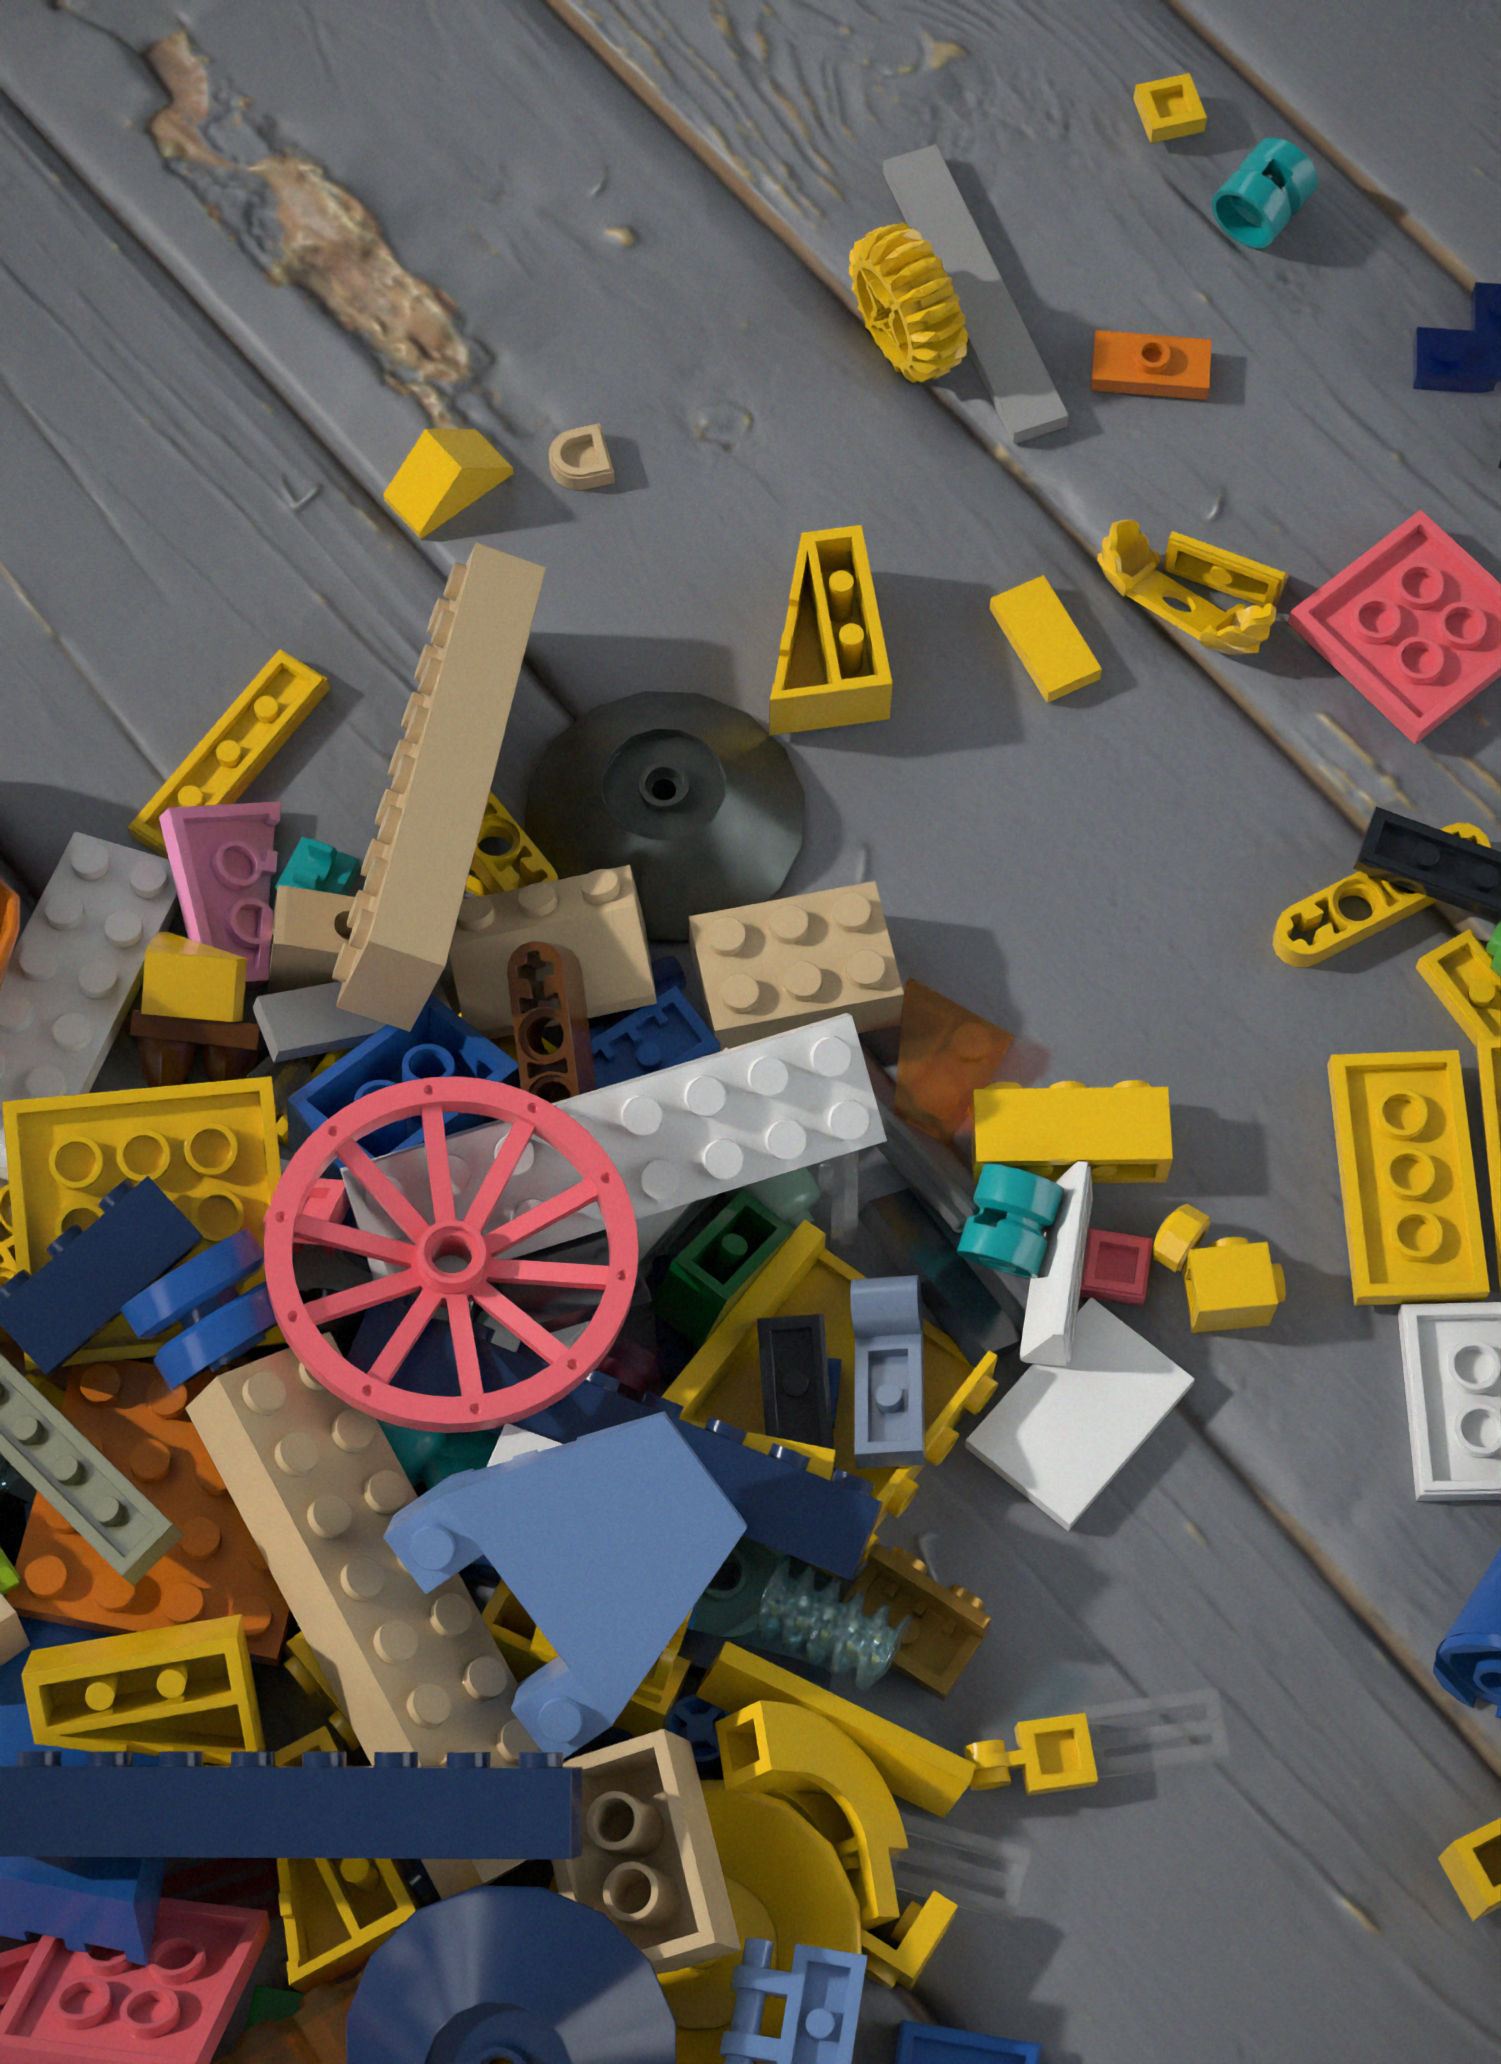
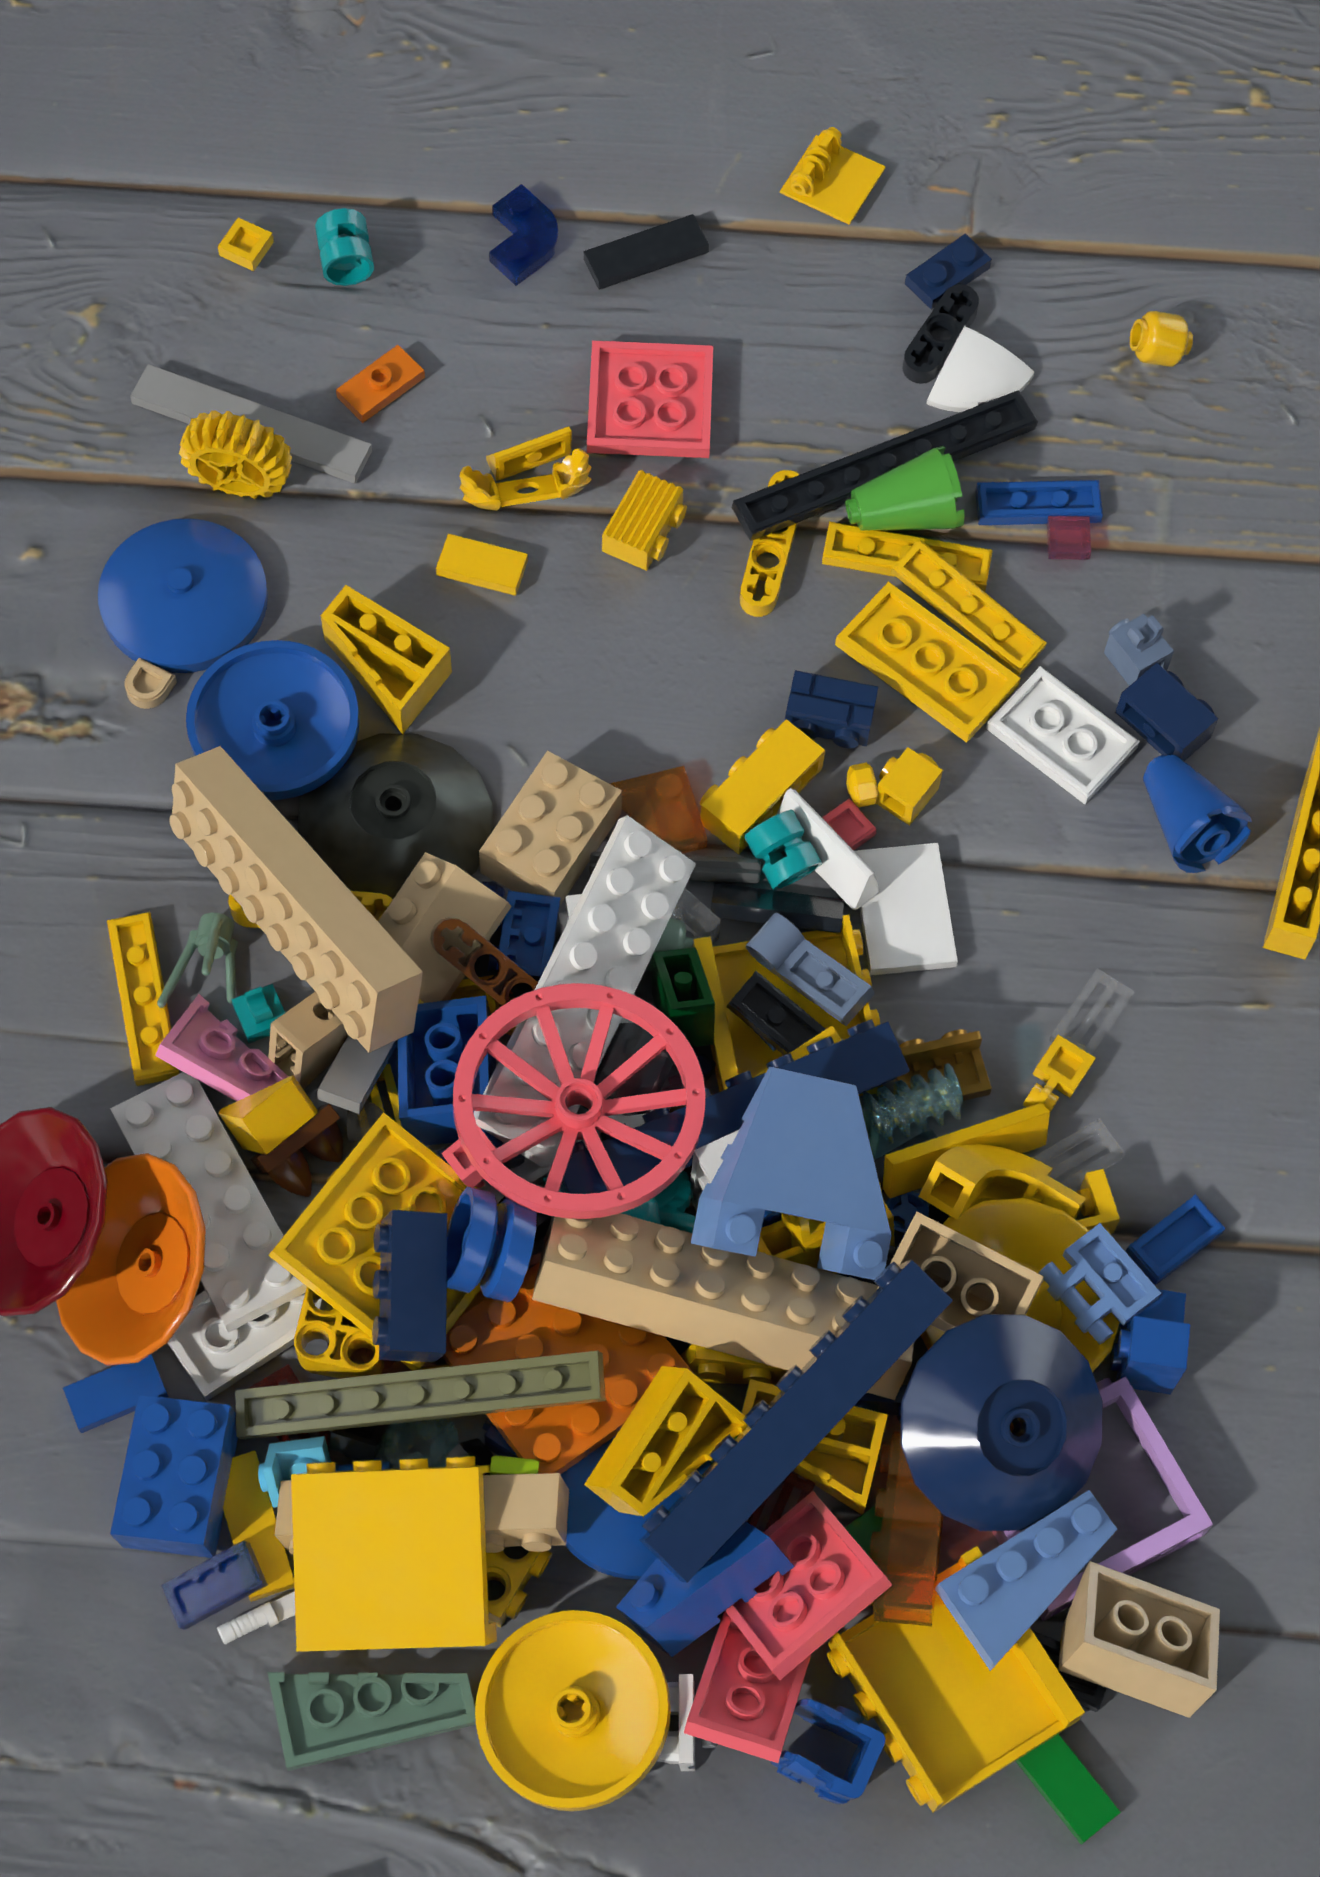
camera: 50 degrees left, 0 degrees up
(349, 761) = (213, 942): none -> sand green plant
(444, 477) = (90, 759): yellow slope -> none
(650, 599) = (278, 714): none -> blue dish
(714, 402) = (182, 594): none -> blue dish
(1237, 1126) = (832, 708): none -> dark blue brick
(1263, 744) = (643, 521): none -> yellow brick

